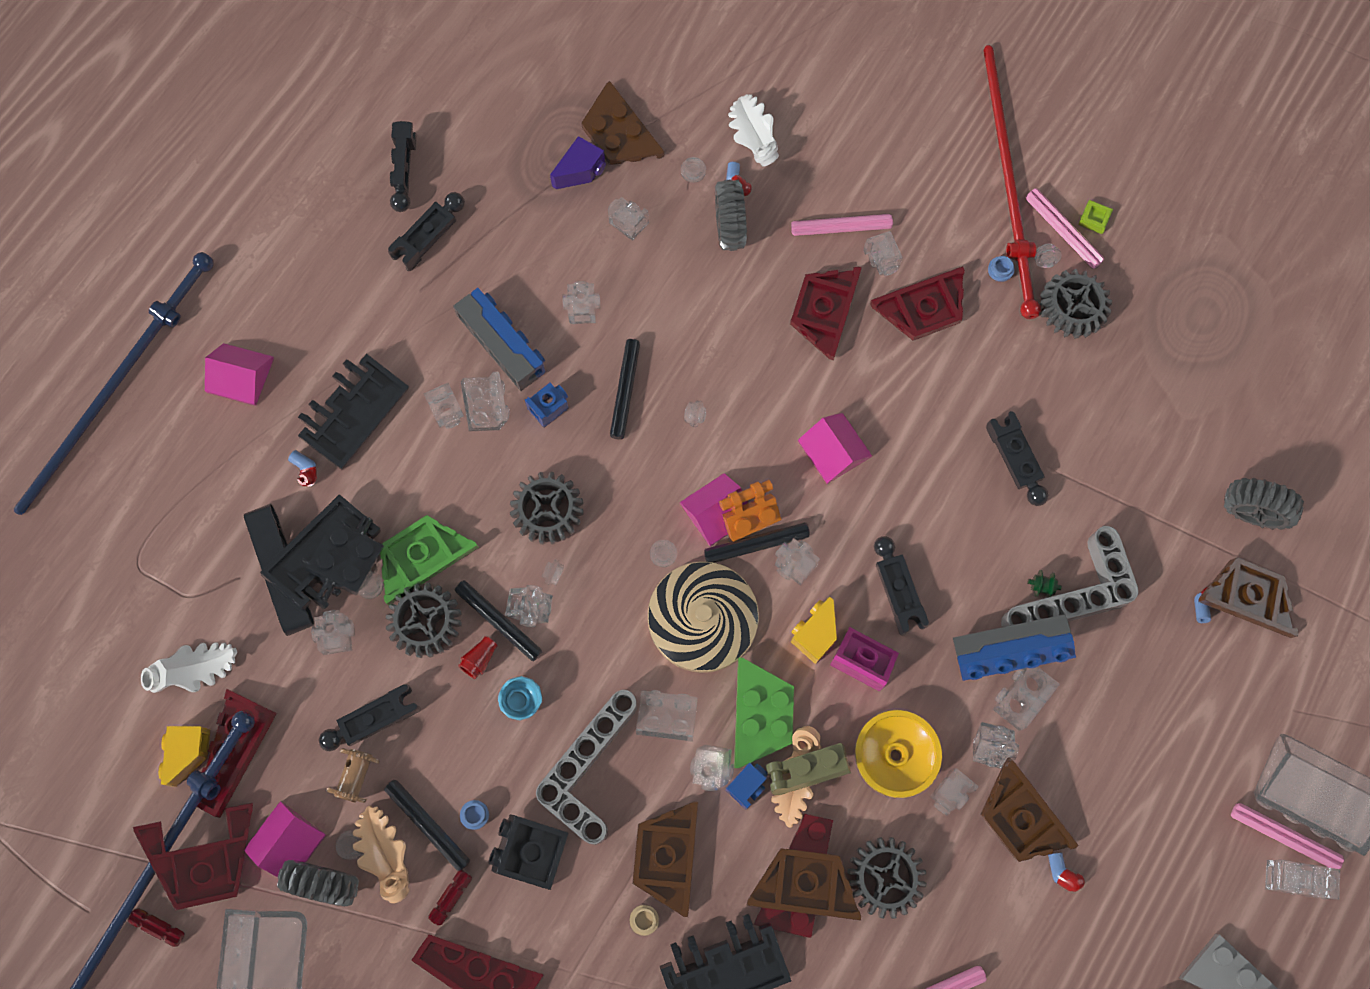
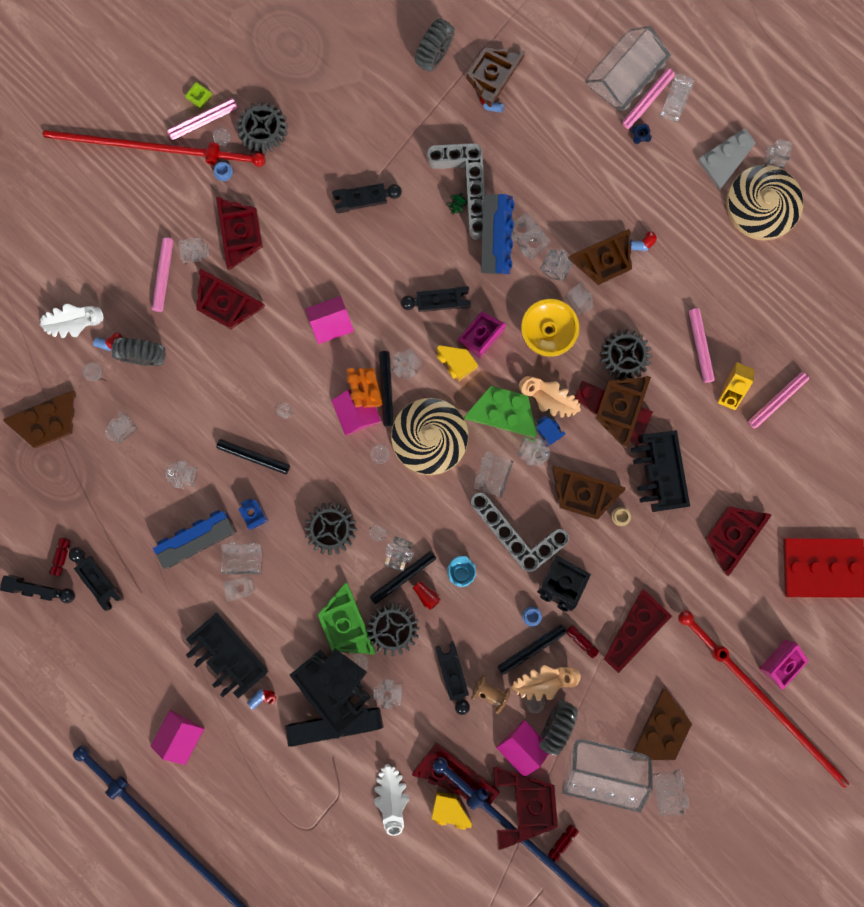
camera: 80 degrees left, 10 degrees up
(448, 184) = (59, 556): none -> dark red axle
(578, 165) = (68, 455): dark purple slope -> none
(808, 769) = (549, 387): olive plate -> none
(1238, 837) = (642, 128): none -> dark blue plate

